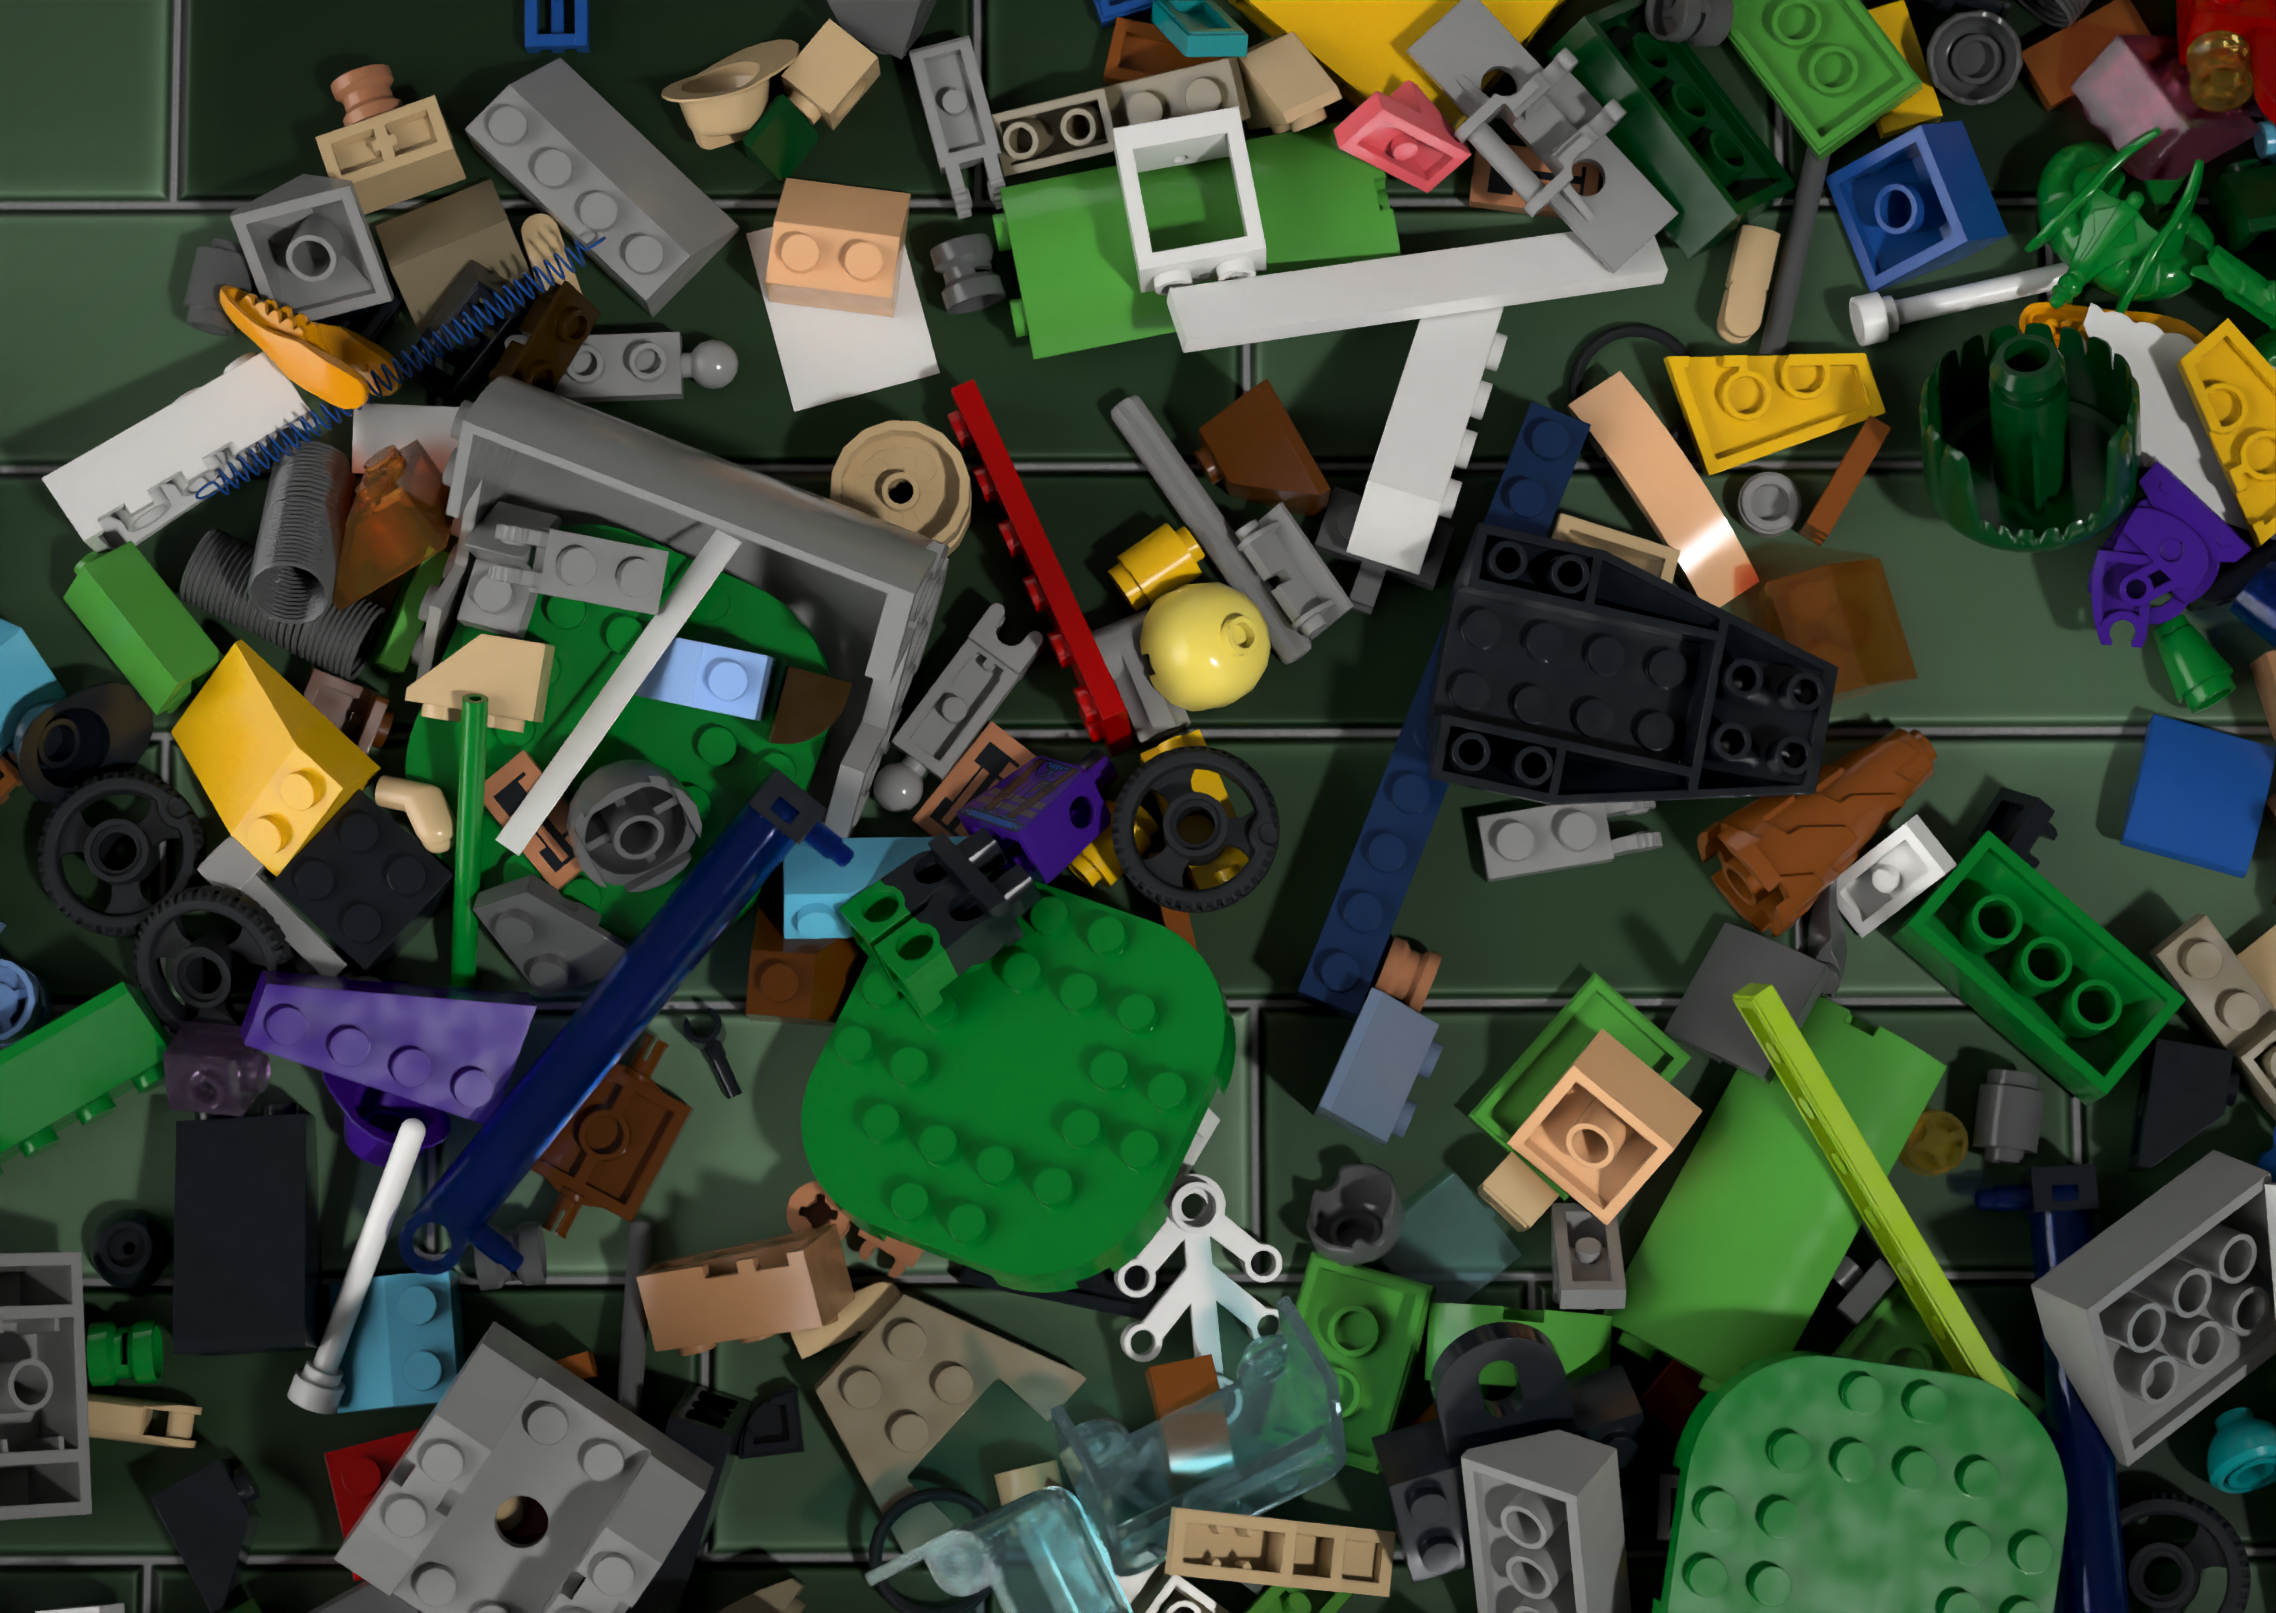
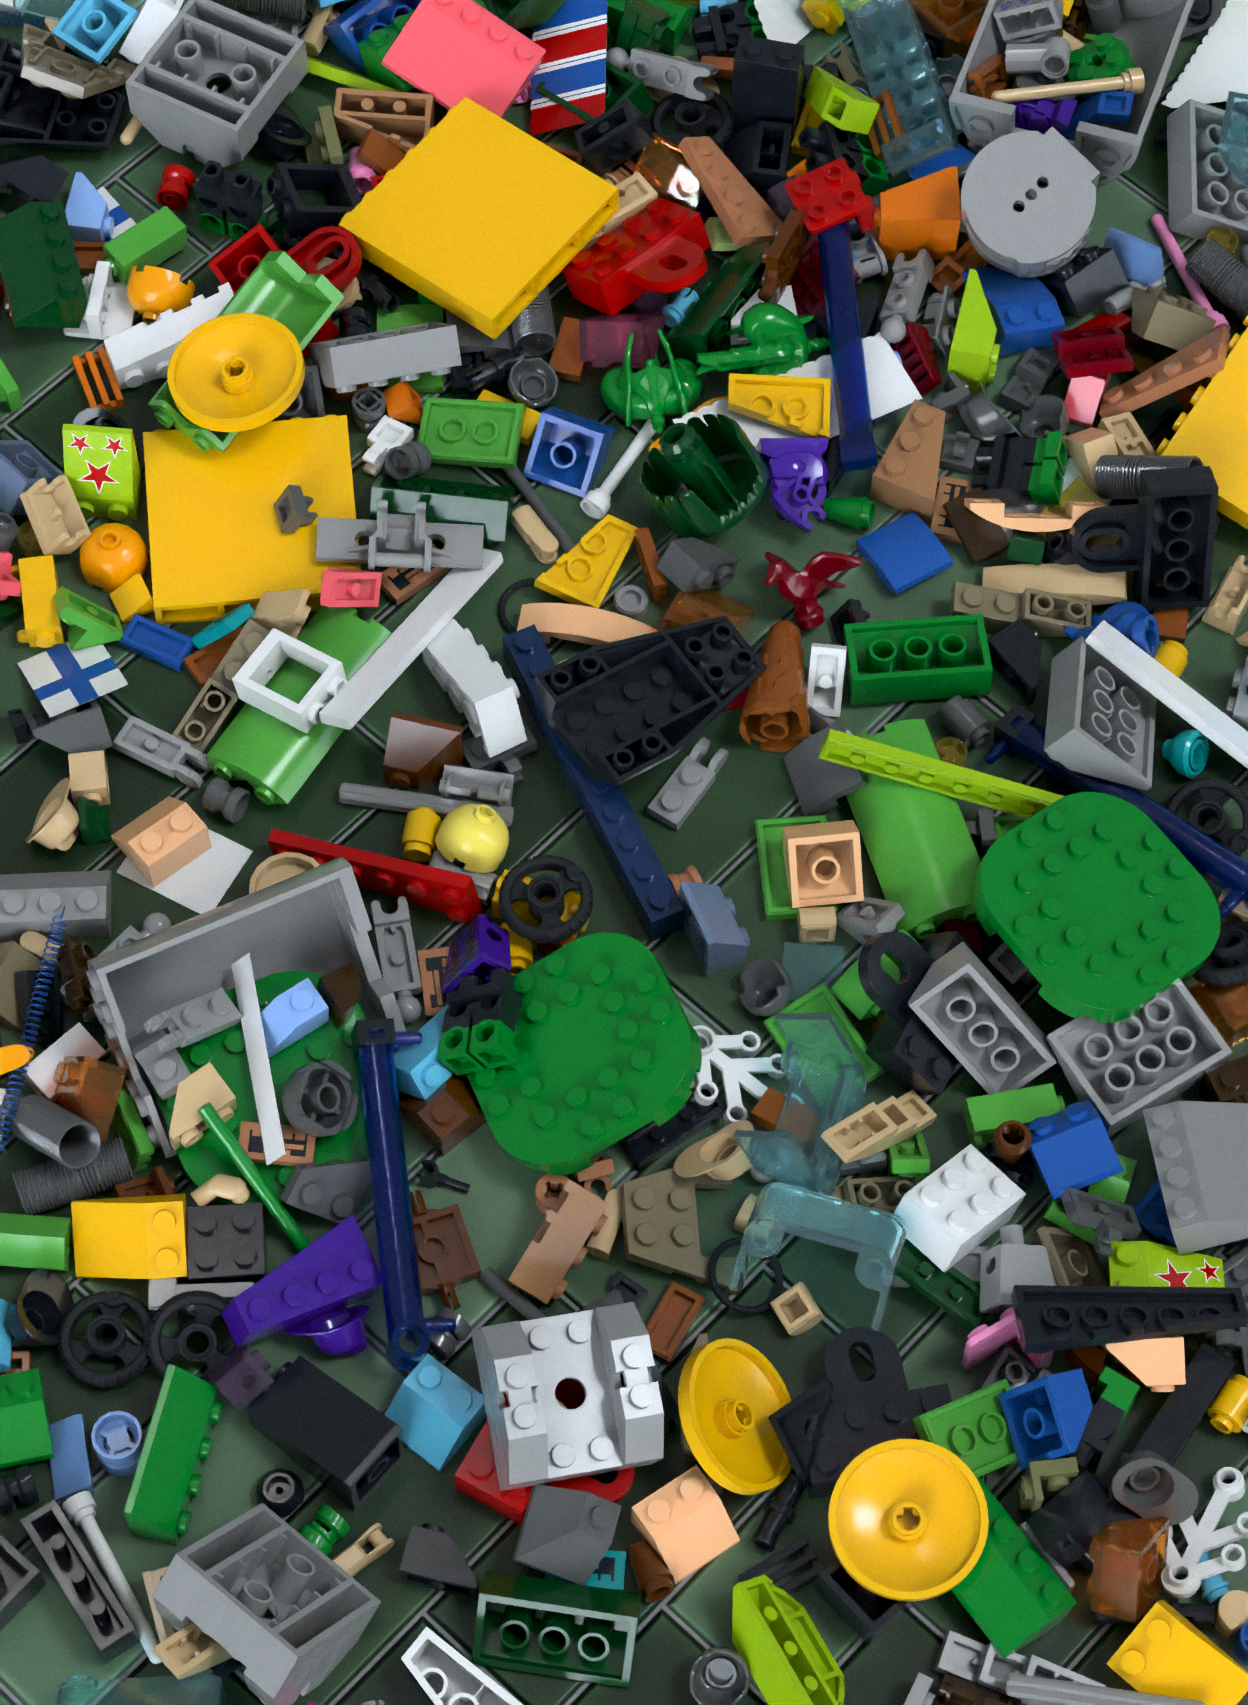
camera: 45 degrees left, 20 degrees down
(319, 1383) = (418, 1457): white piece -> none
(791, 1516) = (673, 1321): none -> dark orange tile
(1053, 1369) = (716, 1155): none -> tan piece
(1894, 550) = (697, 565): none -> dark grey slope
(1993, 715) = (804, 586): none -> dark red animal
(2214, 86) = (638, 298): clear yellow wheel -> none

